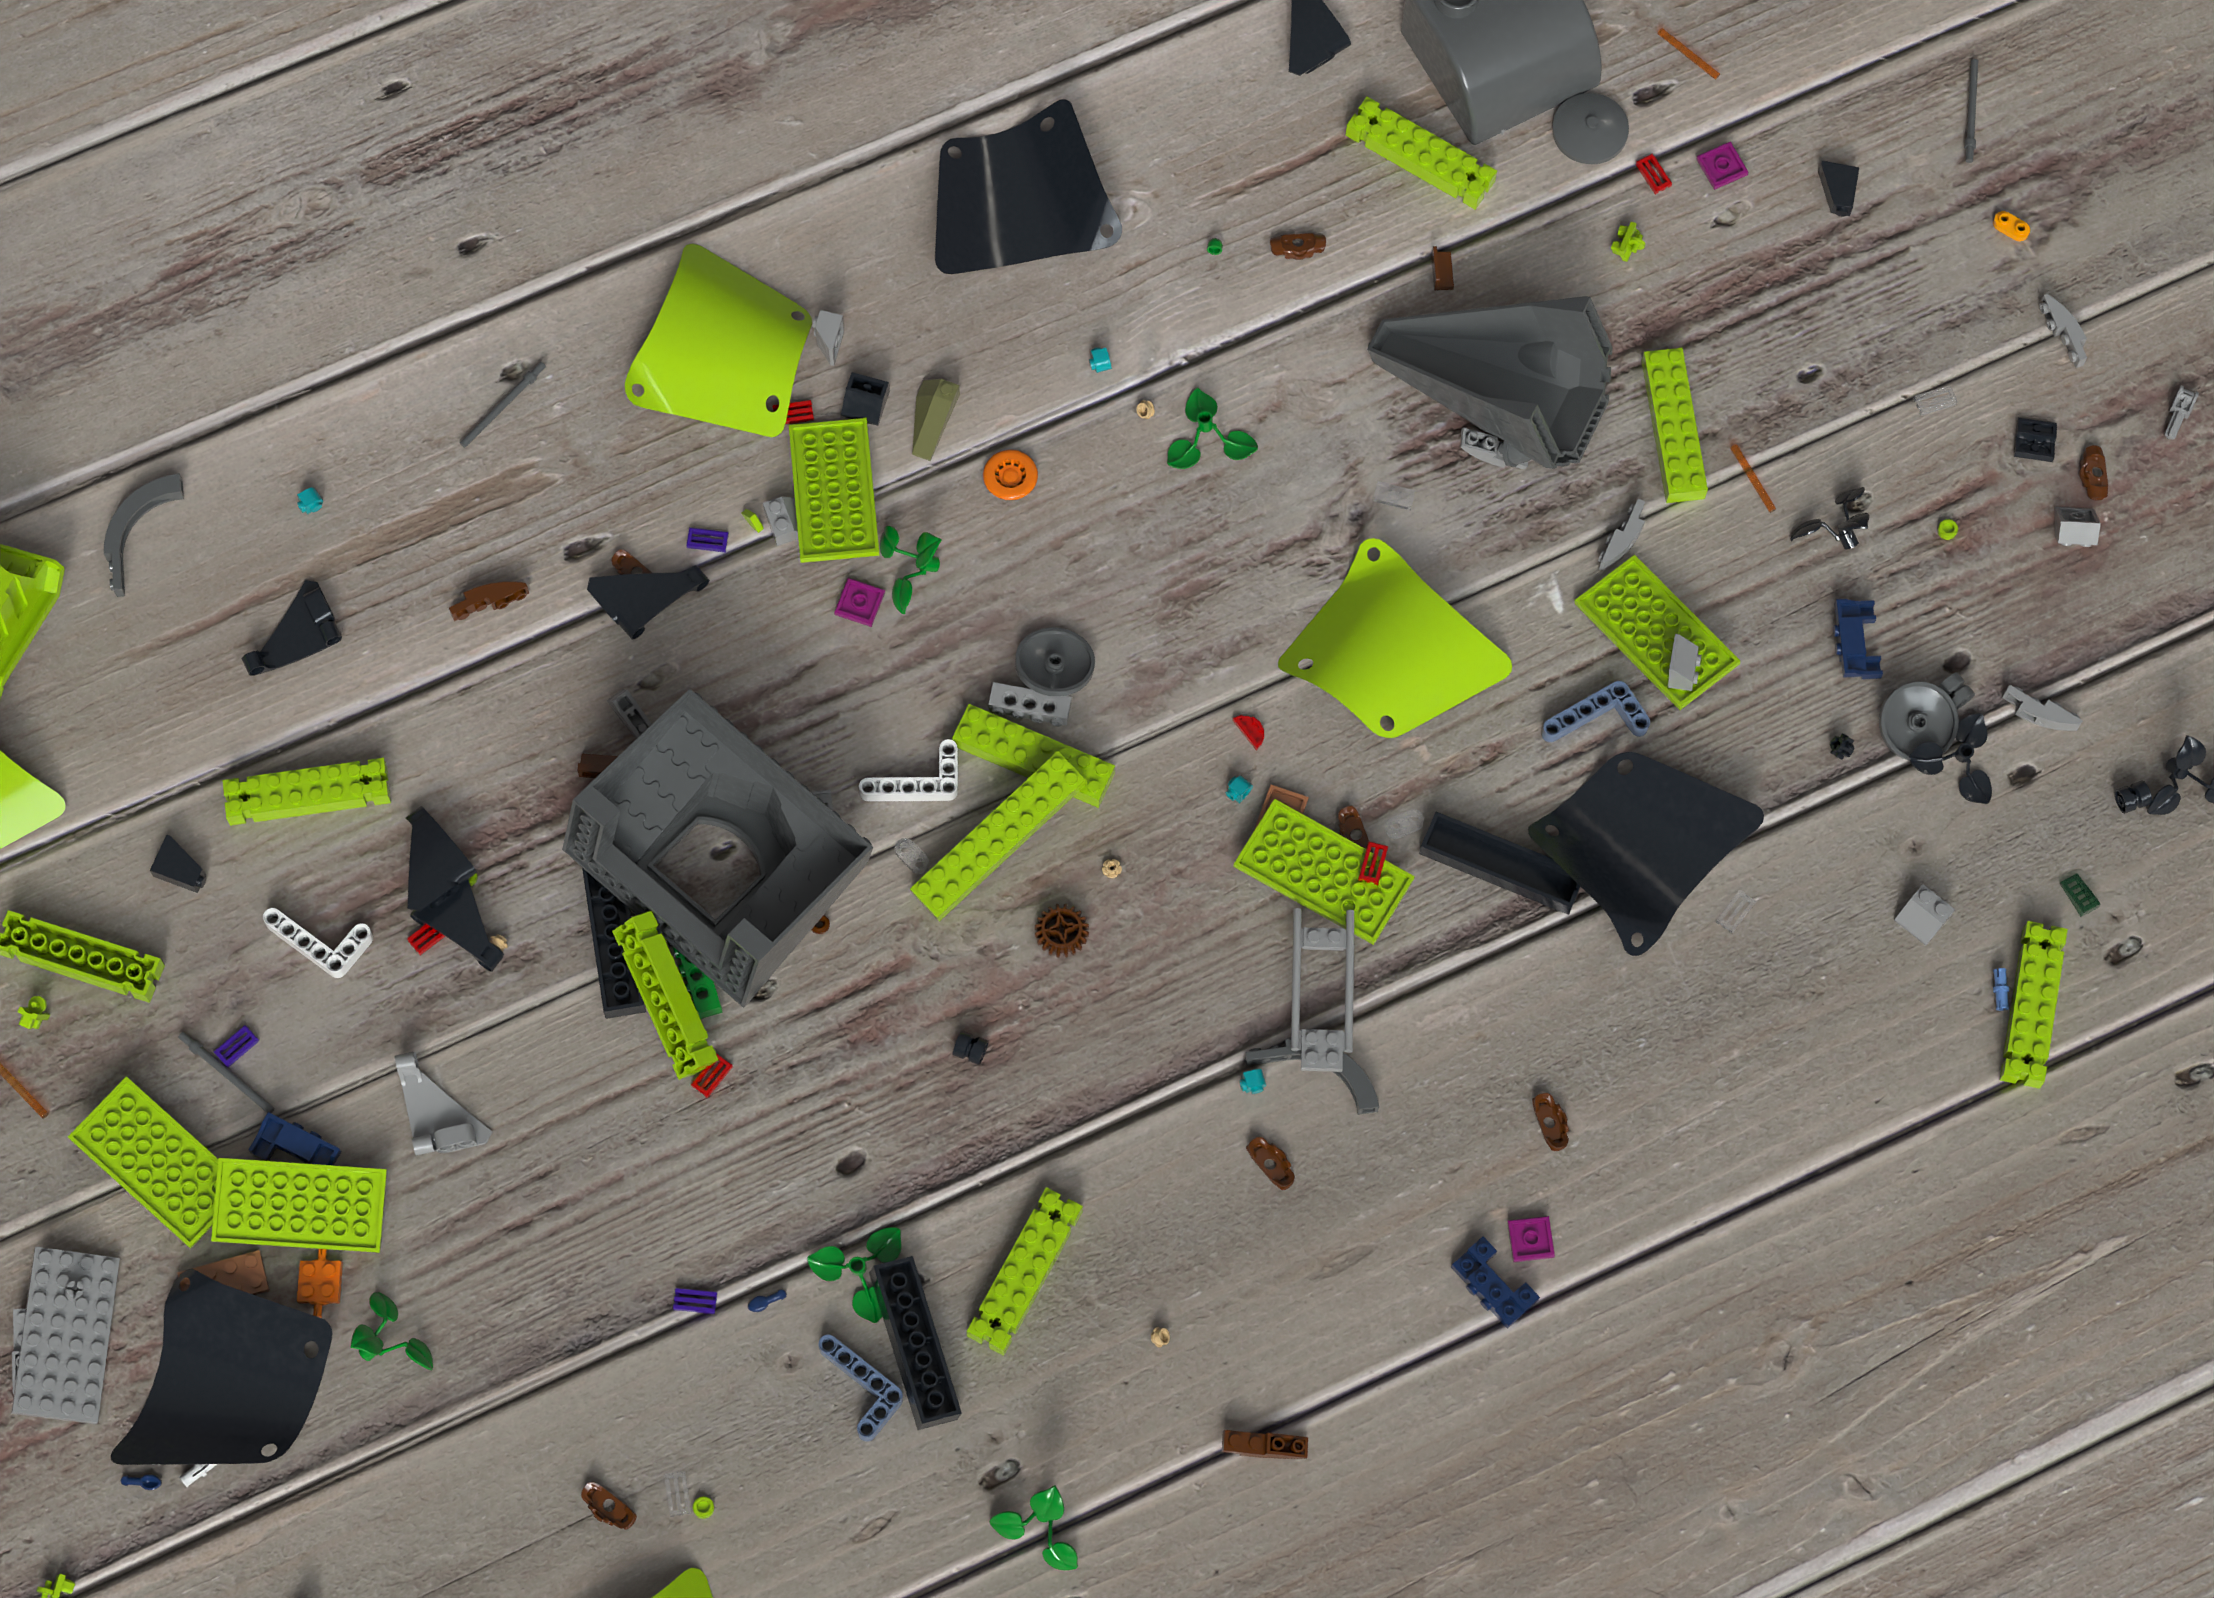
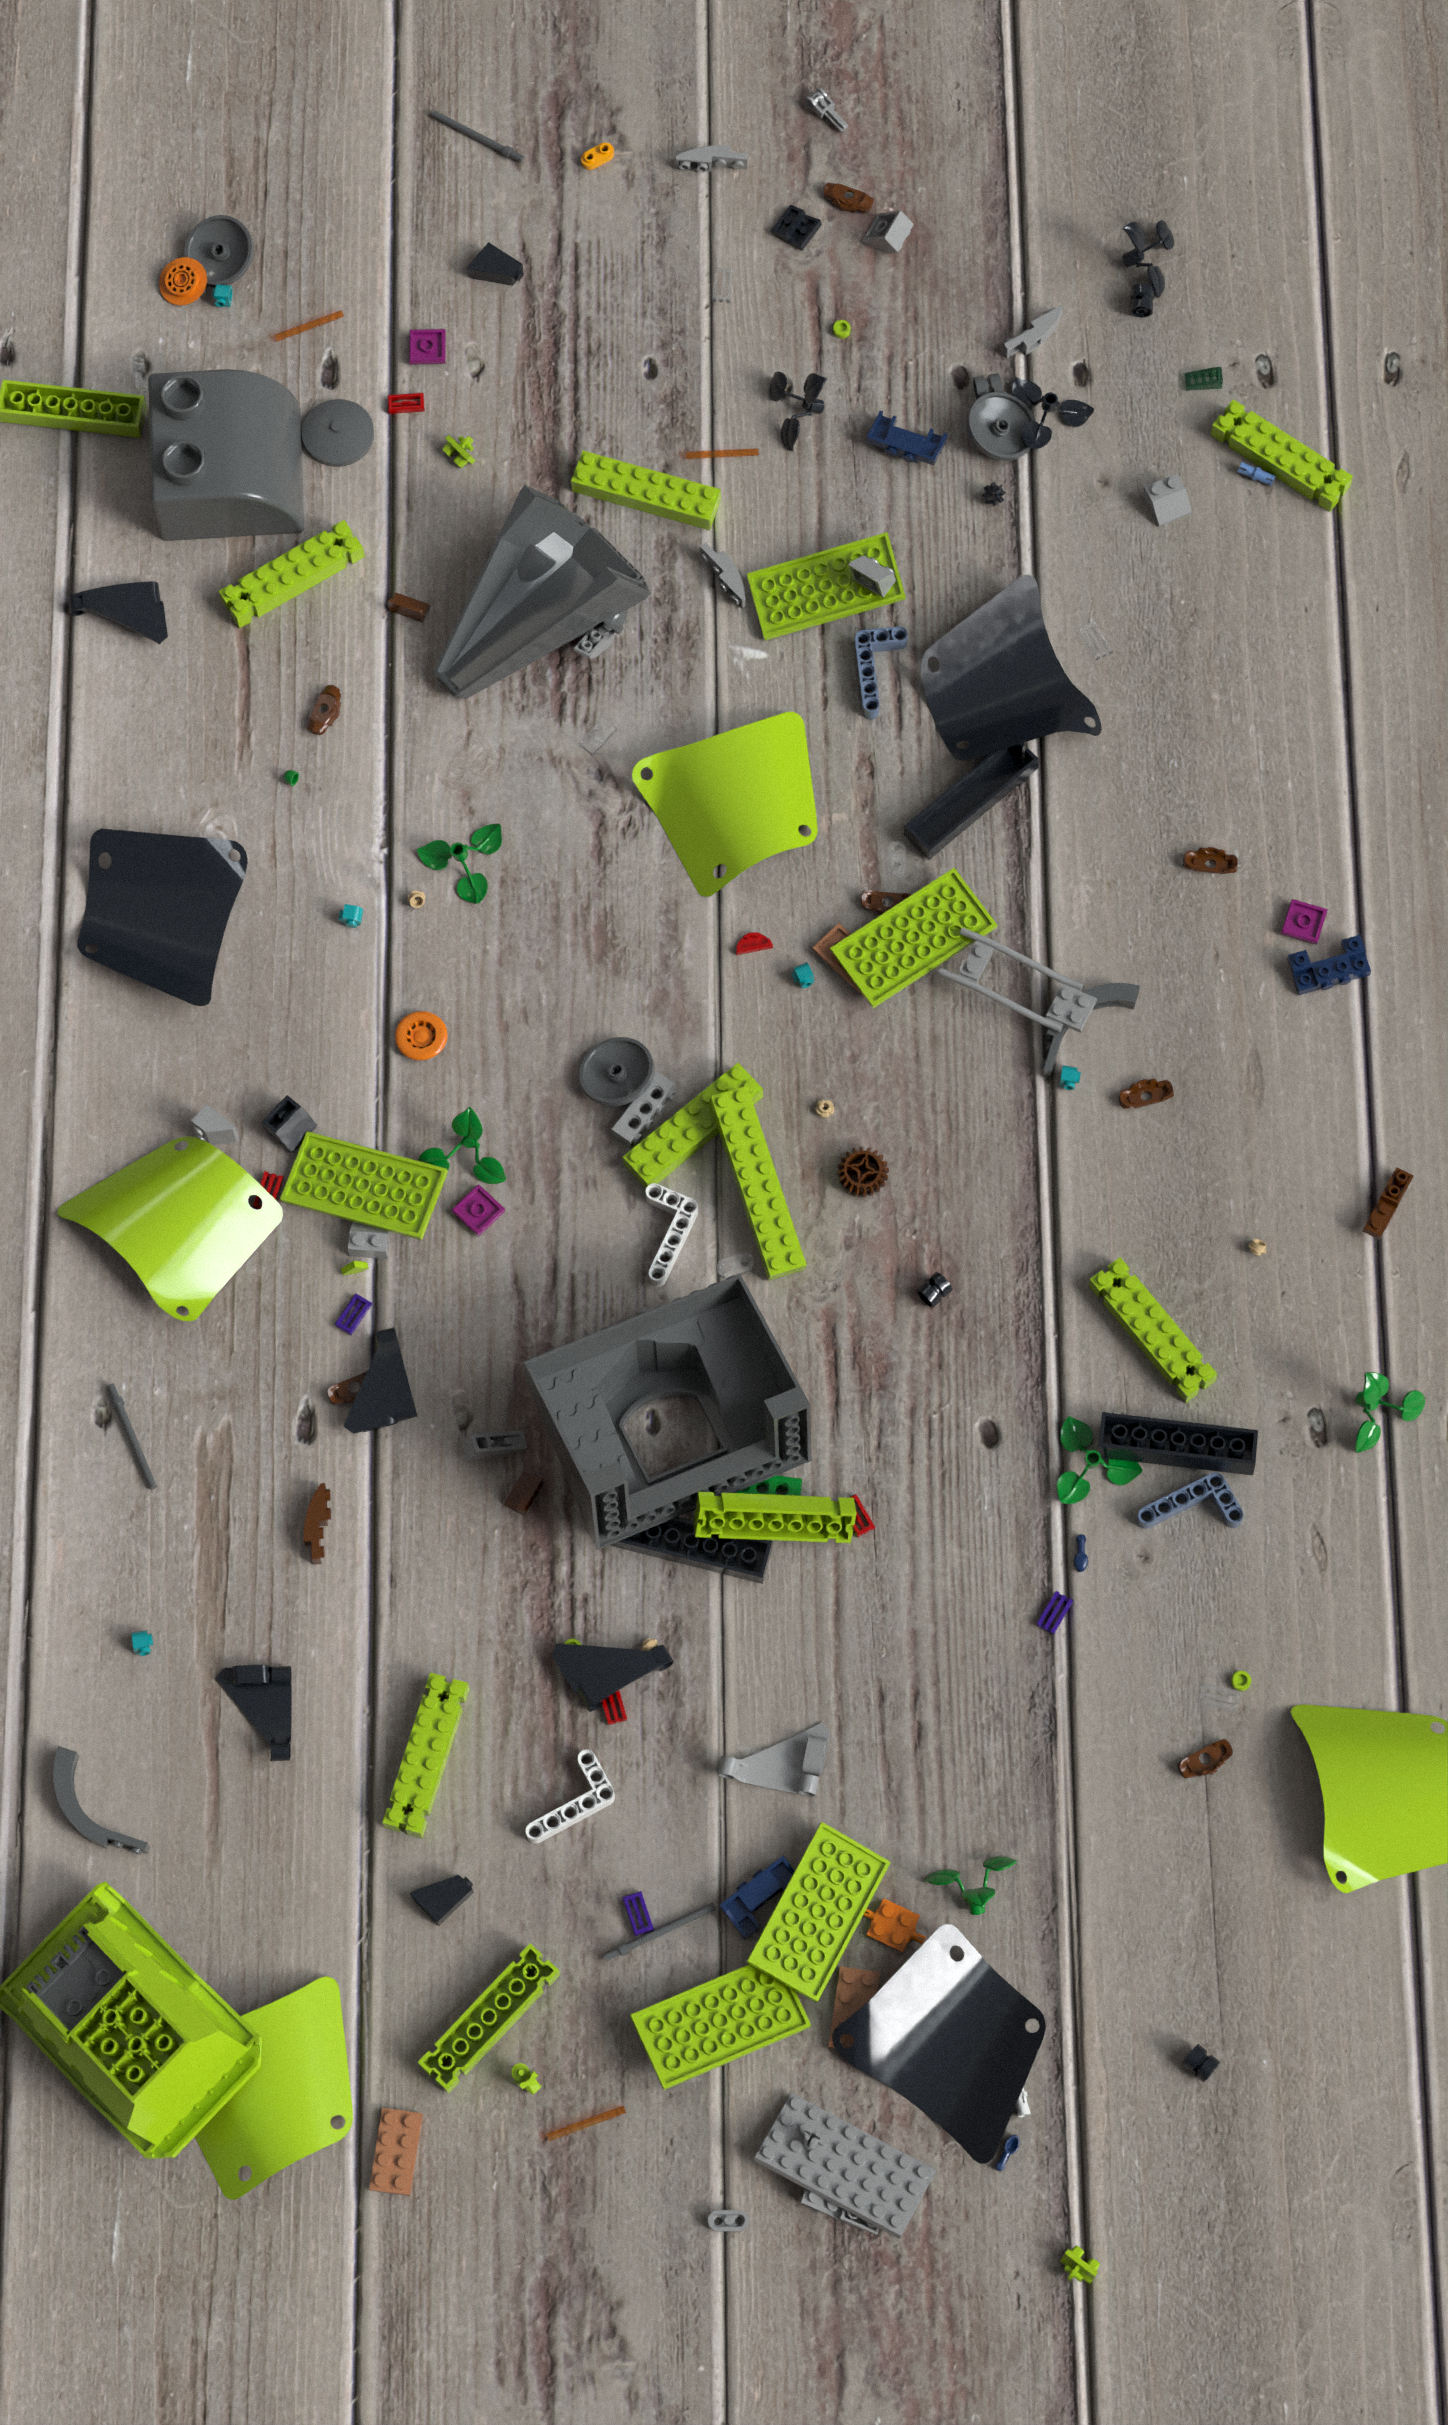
camera: 60 degrees left, 0 degrees up
(434, 863) = (551, 1663): black panel -> none
(932, 412) = (324, 1071): olive wedge -> none
(1369, 878) = (935, 908): red tile -> none

